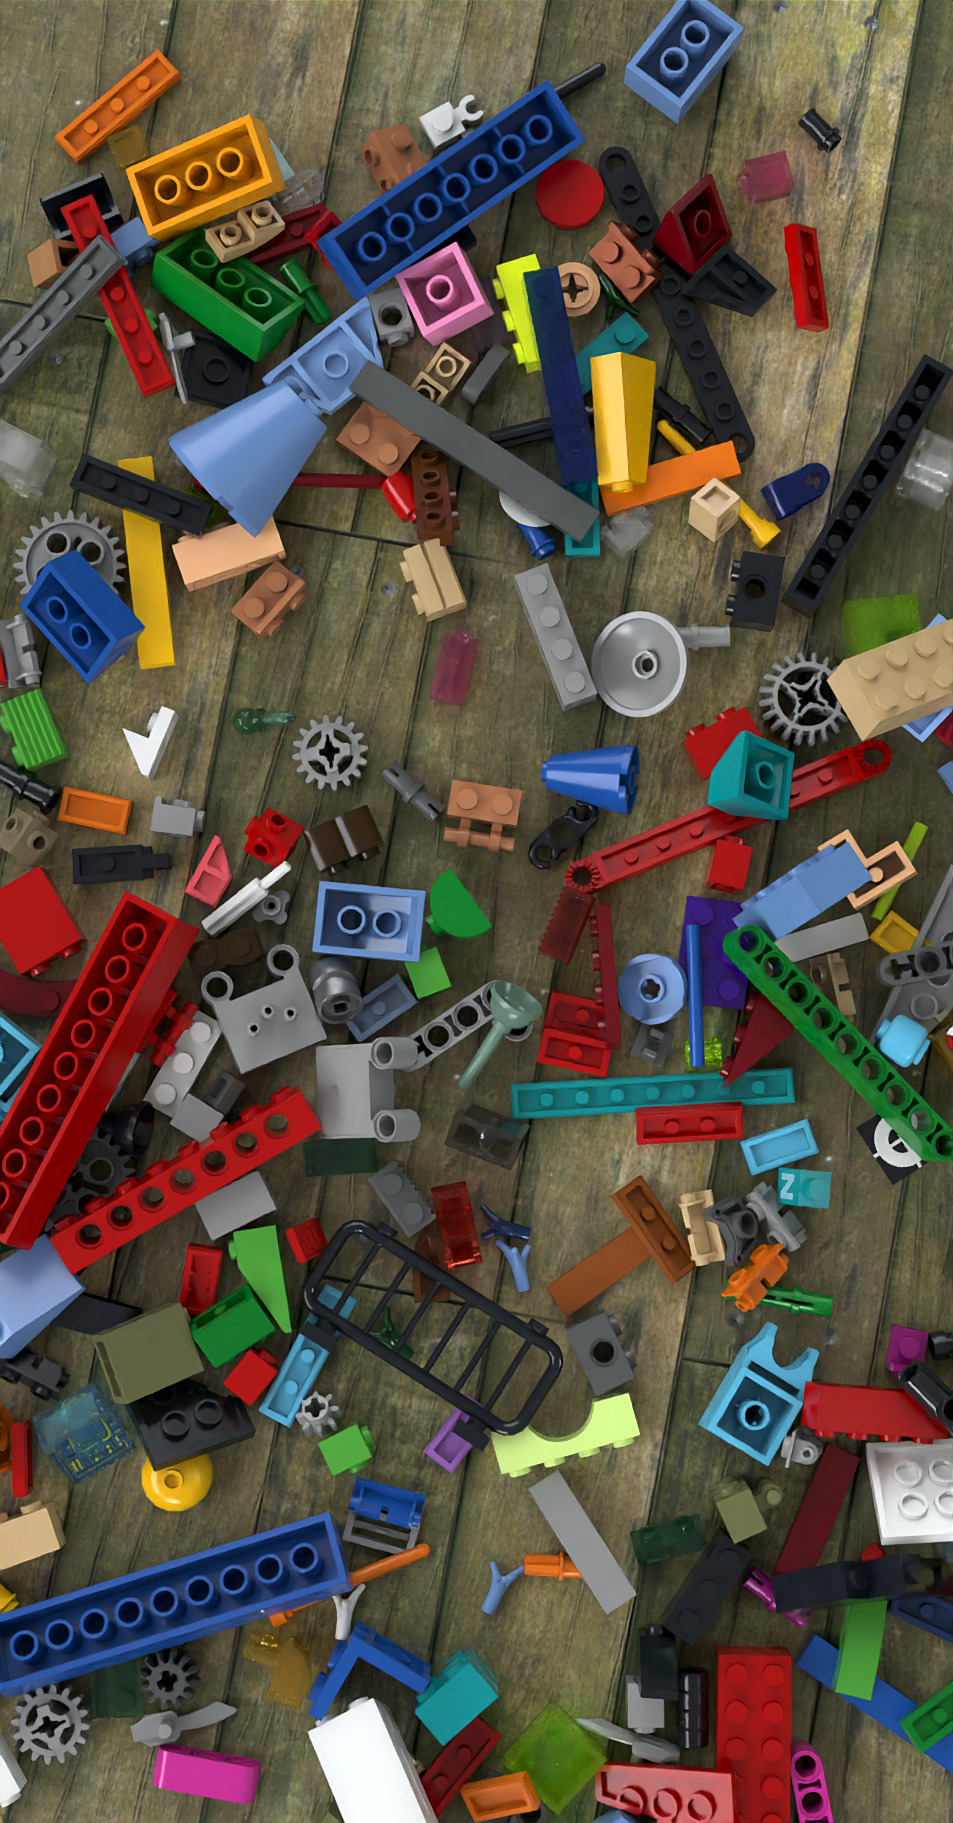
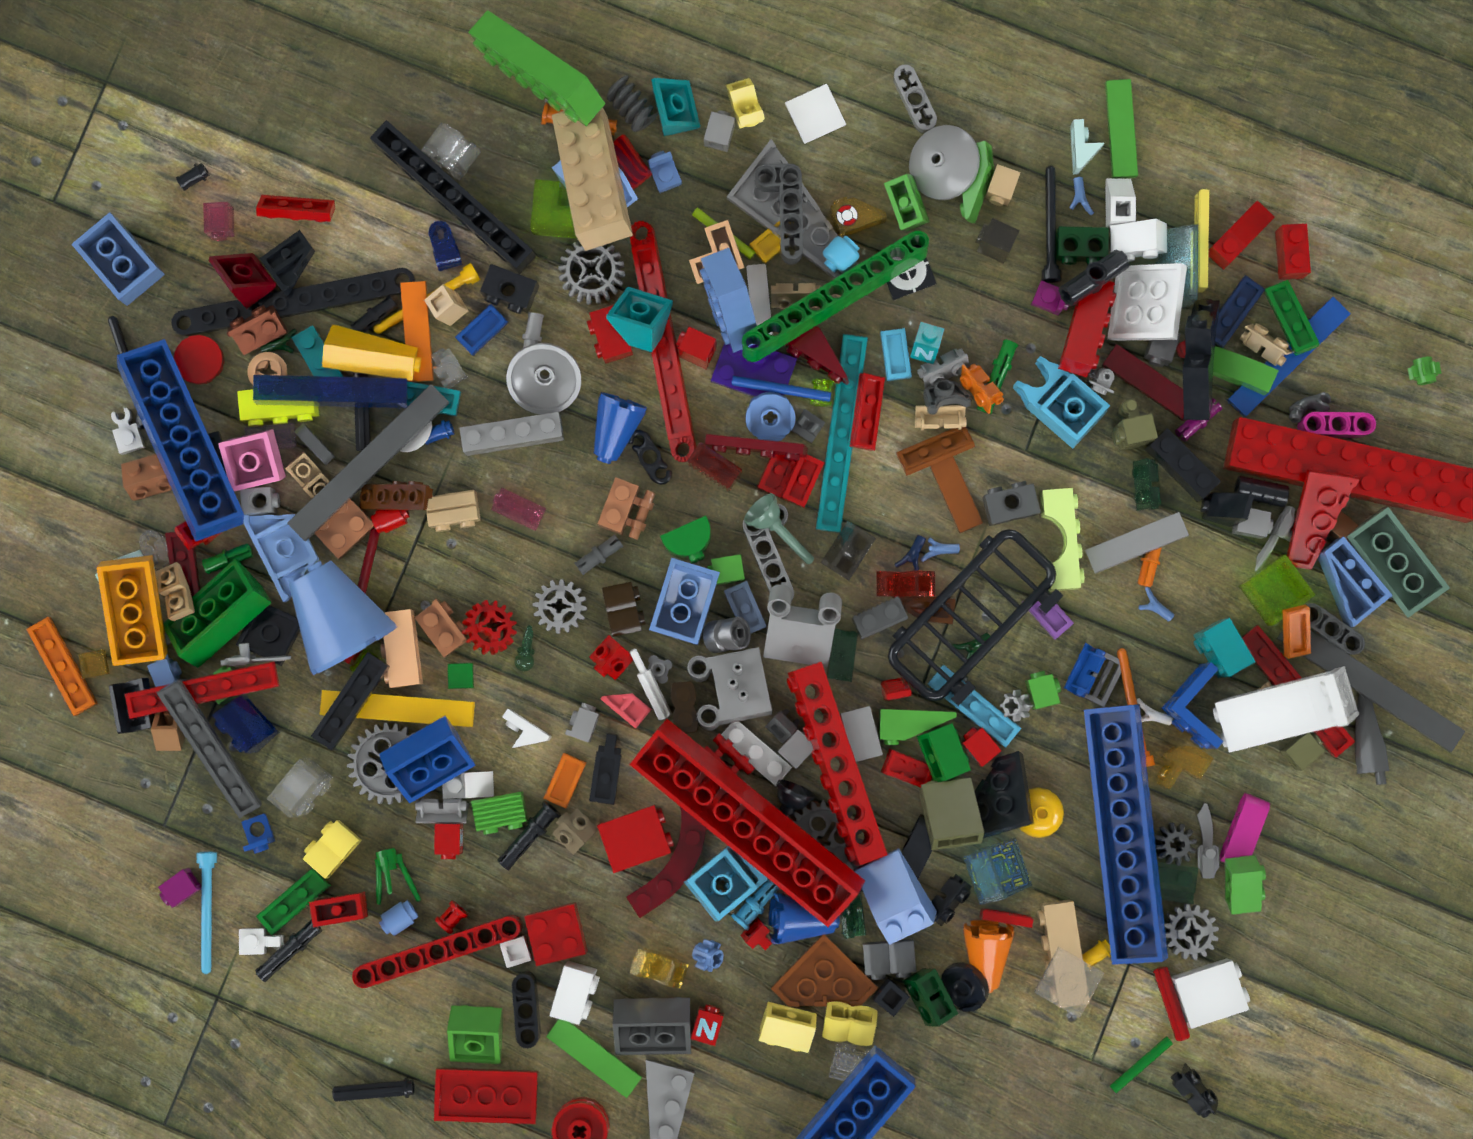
camera: 80 degrees left, 0 degrees up
(62, 684) = (469, 785): none -> white slope
(83, 363) = (245, 725): none -> clear blue slope
(129, 1787) = (1244, 884): none -> bright green brick
(209, 639) = (461, 676): none -> green tile
(269, 665) = (486, 637): none -> red gear
(692, 566) = (481, 329): none -> blue tile
(838, 1764) = (1318, 402): none -> dark grey piece
(861, 1524) = (1161, 351): none -> flat silver brick
(903, 1688) = (1274, 347): none -> tan hinge

